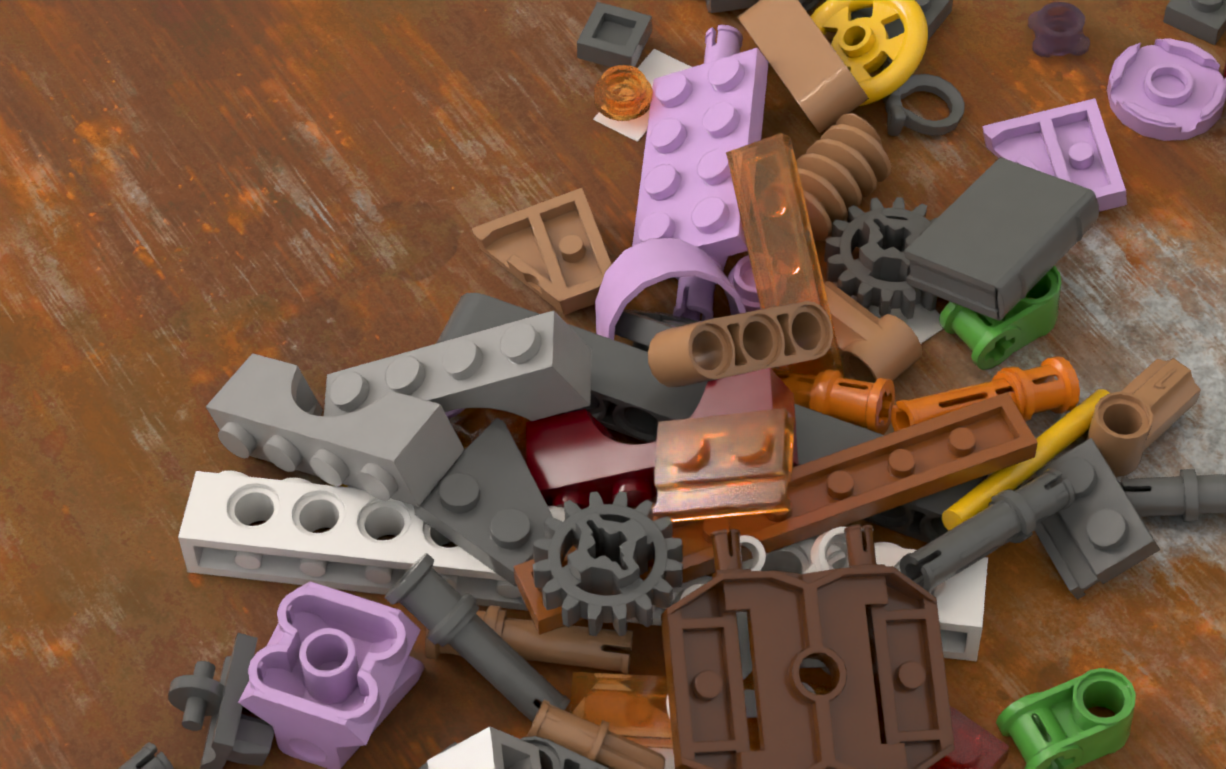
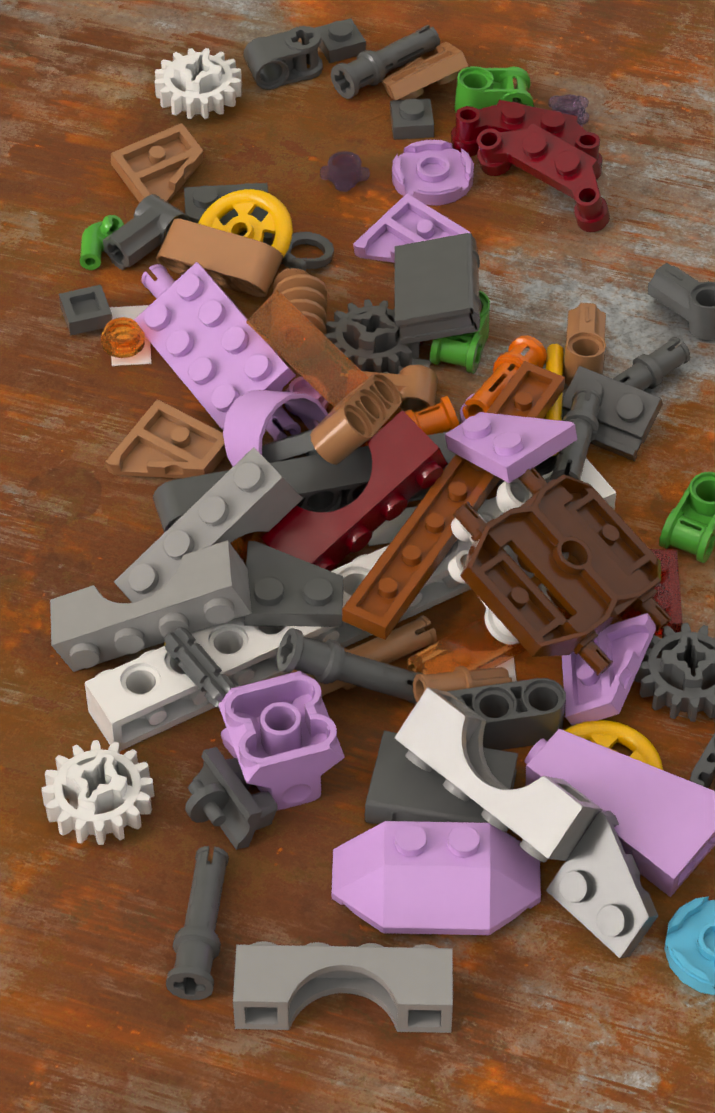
camera: 40 degrees left, 5 degrees down
(107, 606) = (100, 792): none -> white gear
(314, 530) = (198, 665): none -> dark grey axle
(606, 568) = (404, 568): dark grey gear -> none
(724, 465) = (421, 478): clear orange plate -> none
(875, 485) = (509, 443): none -> lavender wing

